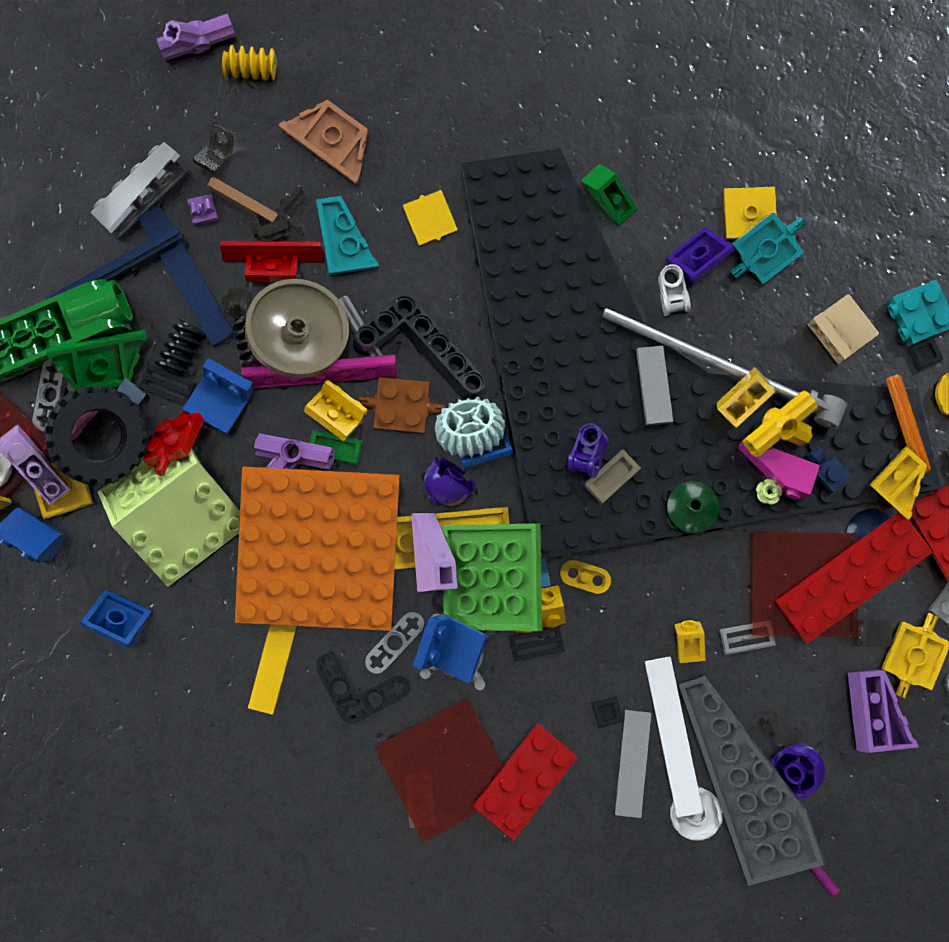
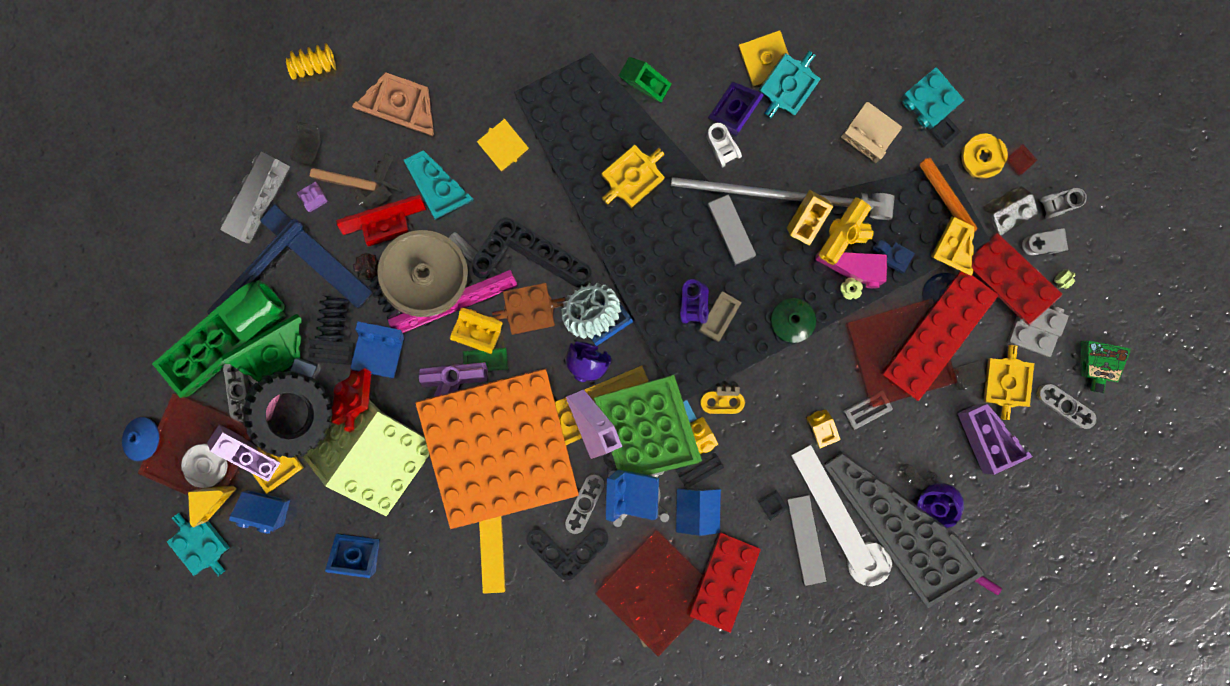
camera: 20 degrees left, 5 degrees up
(194, 36) = (257, 52): medium lavender piece -> none
(520, 691) = (698, 511): none -> blue slope
(563, 293) = (633, 176): none -> yellow plate
(594, 561) = (726, 389): none -> dark tan tile

